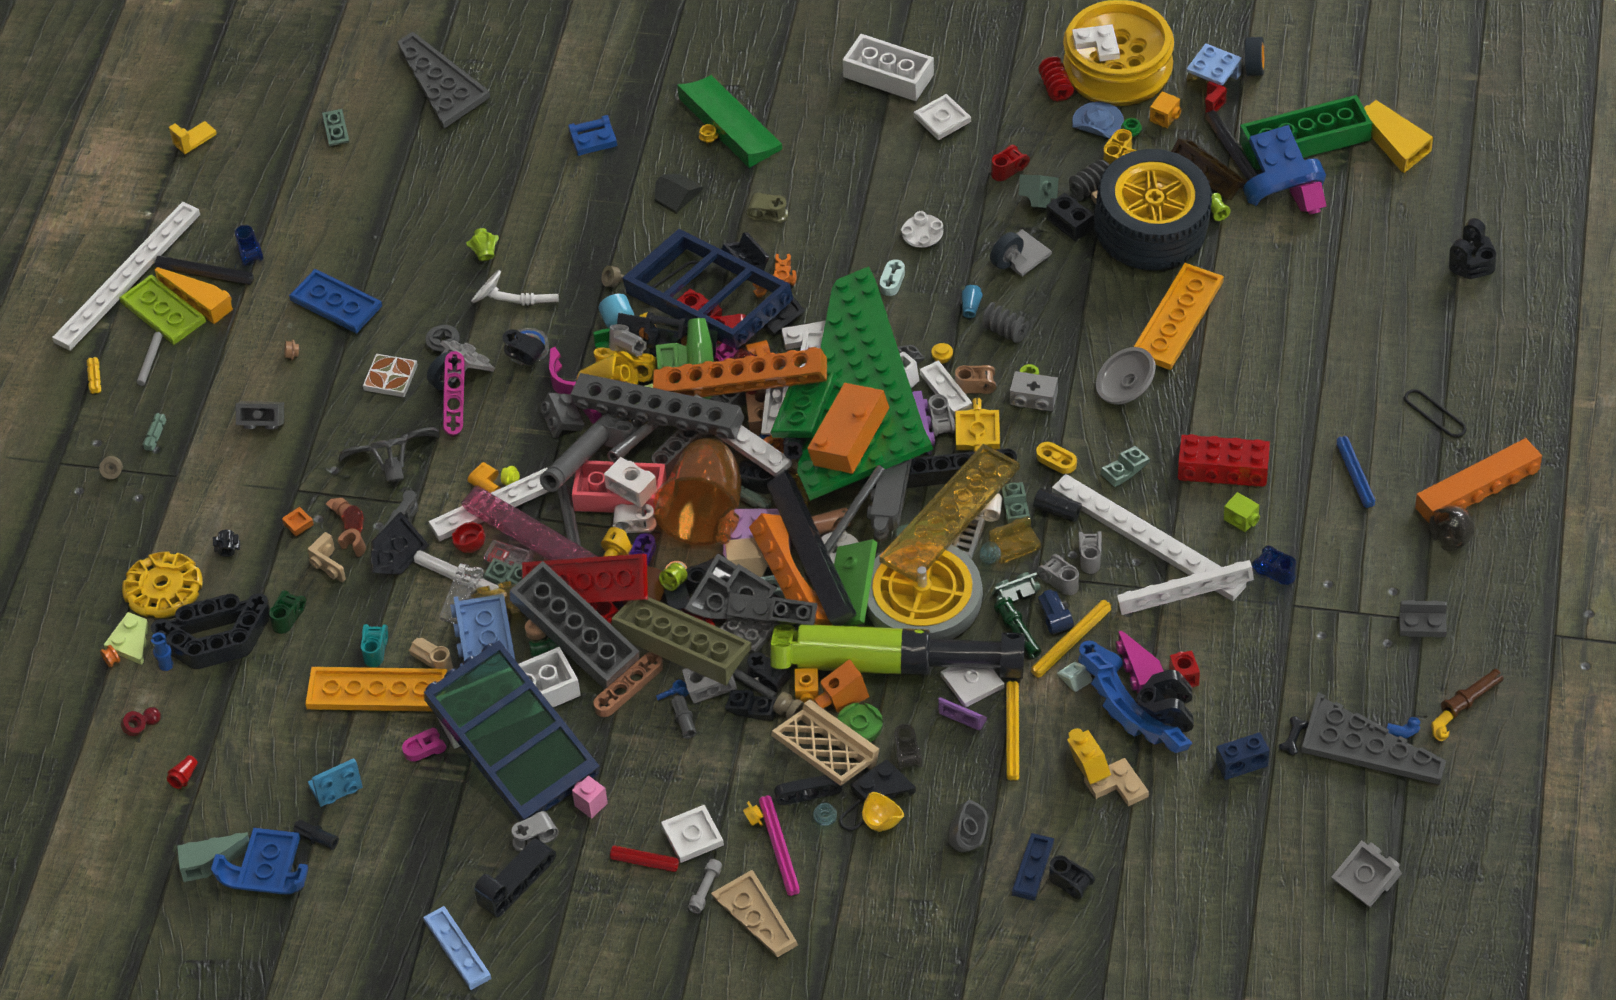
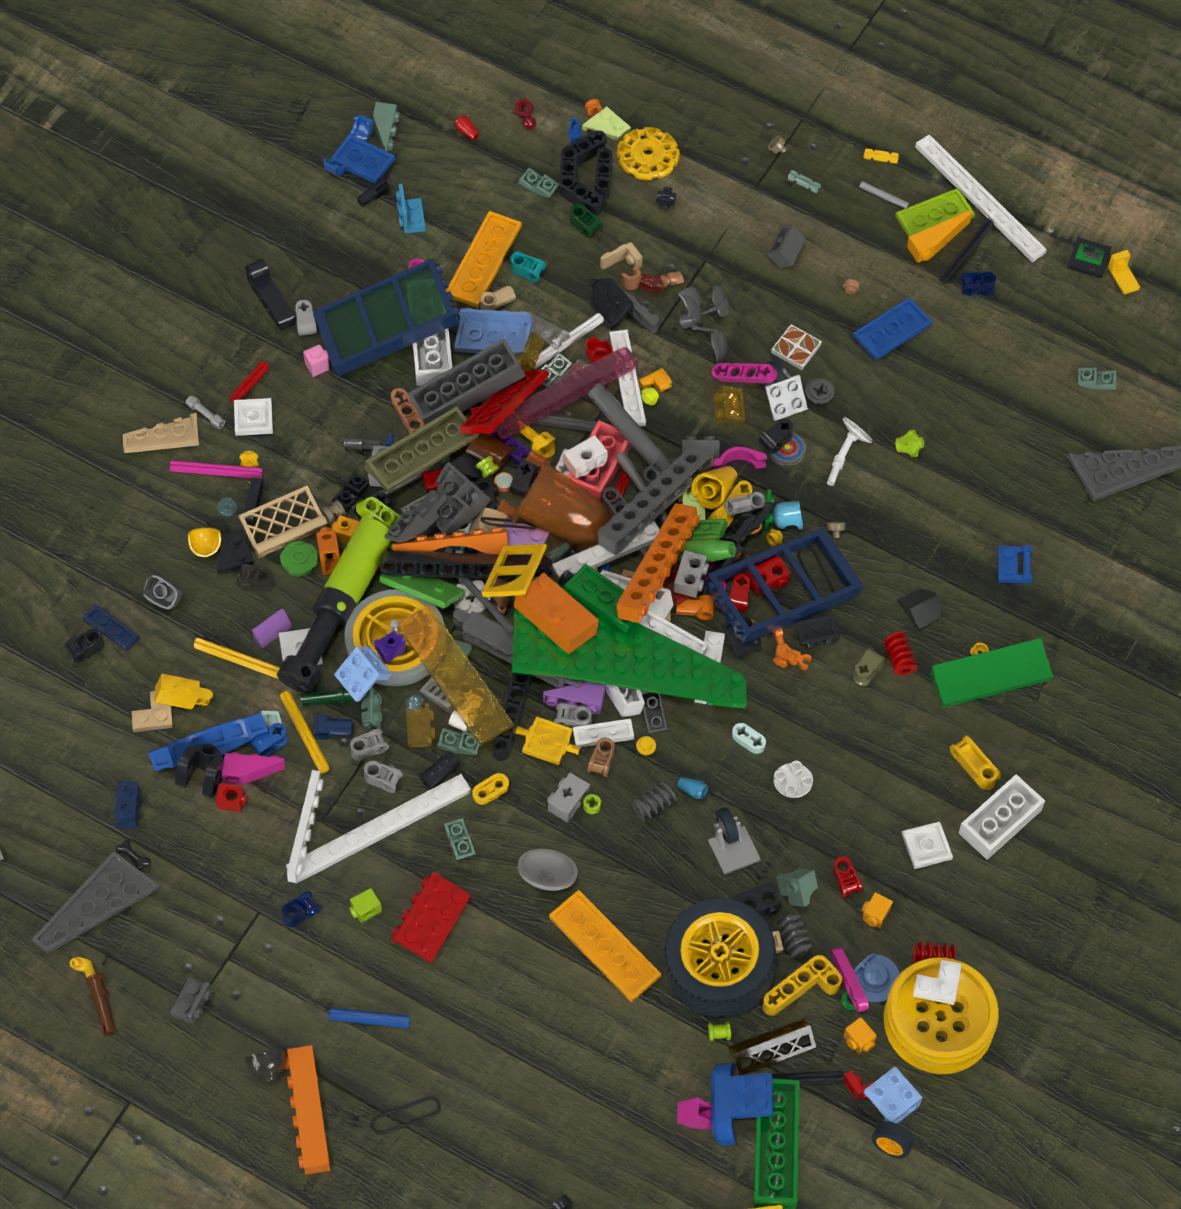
camera: 105 degrees right, 10 degrees up
(177, 171) = (1089, 257): none -> black tile
(243, 675) = (536, 183): none -> sand green slope
(297, 521) = (669, 249): orange plate -> none
(457, 948) = (235, 252): light blue tile -> none
(495, 407) = (729, 405): none -> clear yellow bracket
(670, 547) = (523, 481): none -> black piece
(737, 346) = (688, 573): none -> light grey brick
(741, 184) = (900, 654): none -> red piece
(746, 541) = (482, 519): none -> black piece
(836, 103) = (975, 763): none -> yellow piece
(837, 454) = (521, 584): none -> yellow window
(945, 576) = (388, 650): none -> dark purple brick
(988, 591) = (361, 672): none -> light blue bracket
(1031, 131) = (876, 910): none -> light orange brick
(1121, 120) = (849, 979): none -> dark pink beam
(1406, 730) = (93, 938): blue arm -> none

